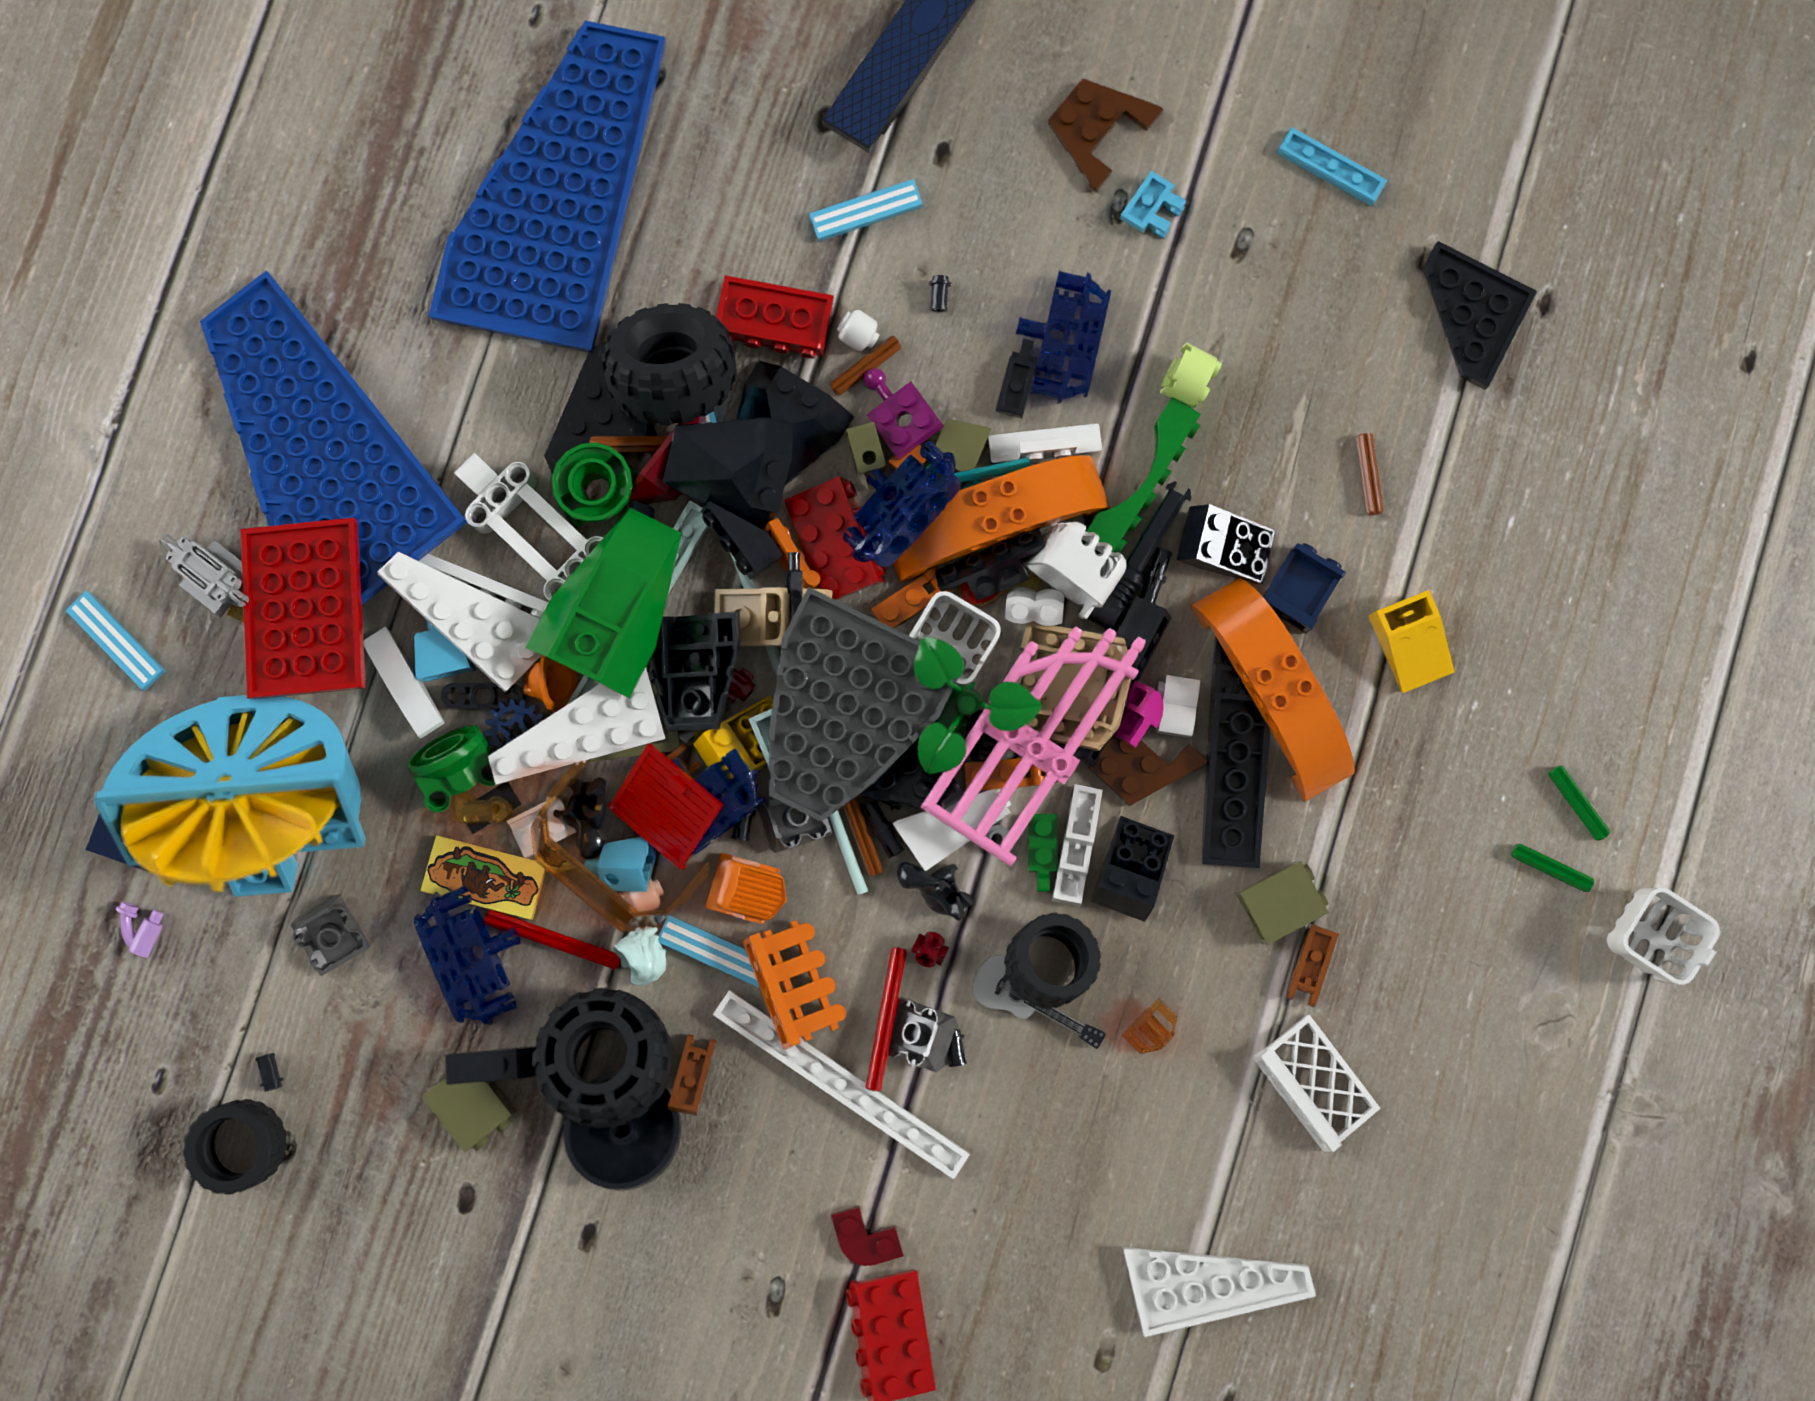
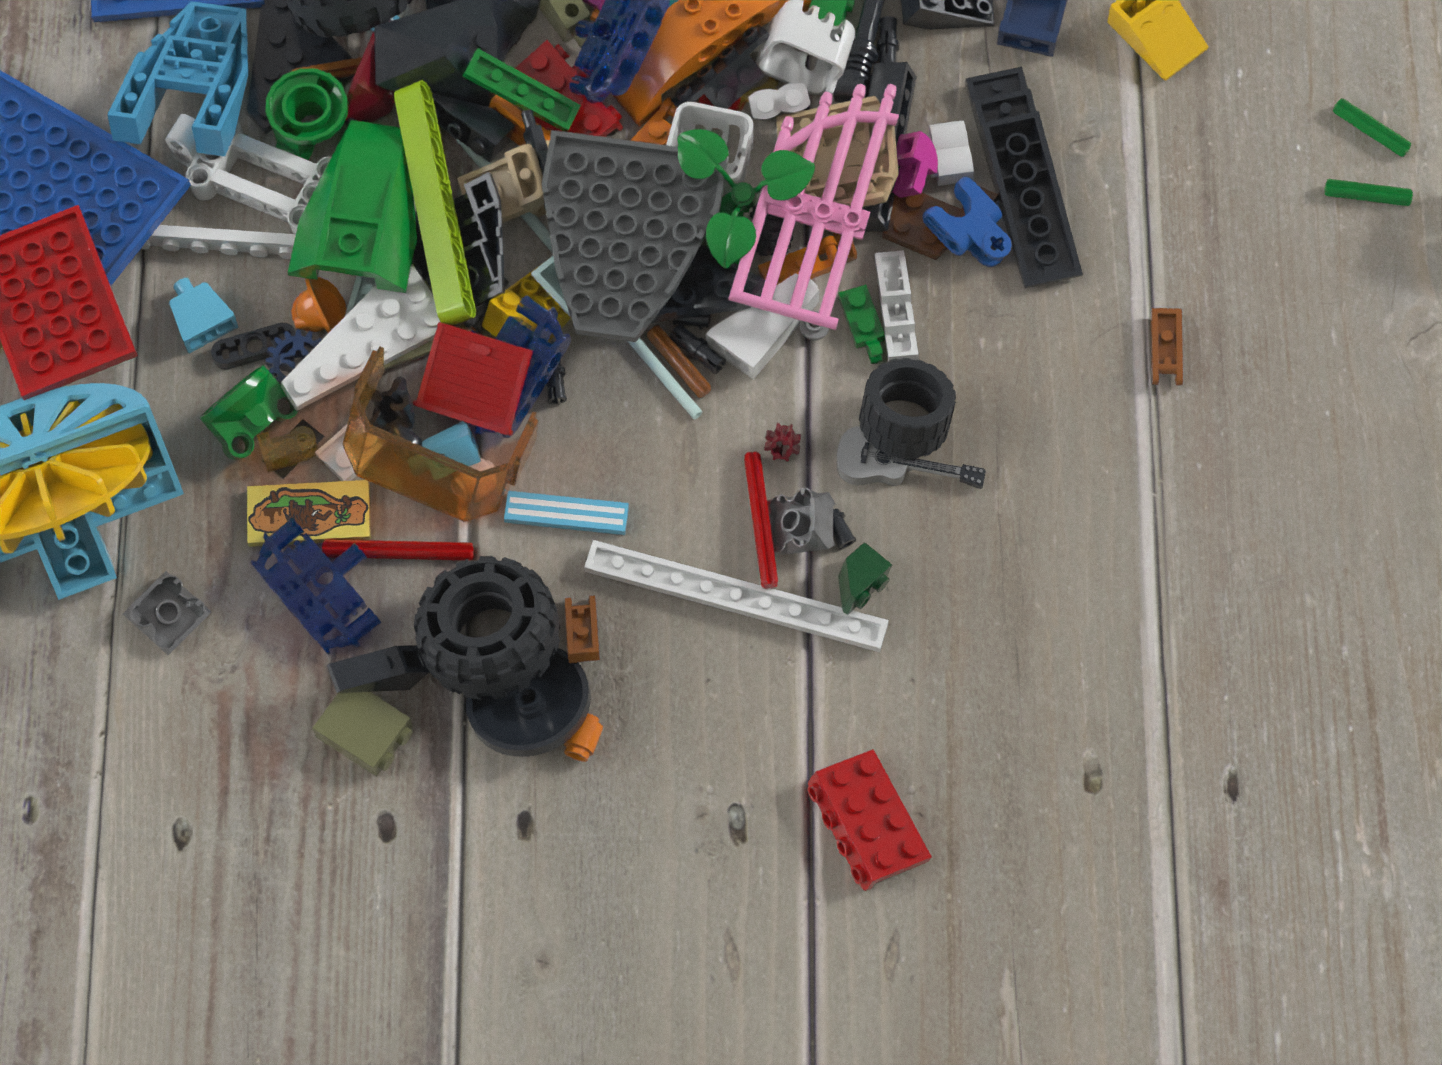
camera: 15 degrees left, 15 degrees down
(201, 1155) = (111, 806): black tyre -> none
(269, 1072) = (143, 761): black pin -> none
(402, 683) = (172, 354): white slope -> none
(474, 622) = (231, 273): white wing -> none
(505, 394) = (198, 54): none -> dark azure wedge
(642, 955) = (494, 530): light aqua hair -> none
(664, 1183) = (585, 740): none -> orange brick
(680, 620) = (434, 204): none -> lime beam
(741, 685) = (513, 257): dark red gear -> none
(746, 889) = (579, 442): orange piece -> none
(770, 977) = (638, 518): orange fence -> none
(788, 826) = (603, 366): flat silver slope -> none
(795, 529) = (521, 90): none -> green plate
(863, 1247) = (810, 745): dark red plate -> none
(937, 889) = (768, 386): black animal -> none
(956, 1106) = (861, 576): none -> dark green slope
(1133, 869) = (959, 312): black slope -> none
(1151, 1028) = (1021, 442): clear orange piece -> none
(1175, 793) = (973, 231): none -> blue piece
(1195, 1289) = (1165, 677): white wing -> none
(1279, 685) = (1048, 101): orange slope -> none
(1283, 902) = (1116, 298): olive brick -> none
(1297, 1098) = (1198, 470): white fence -> none

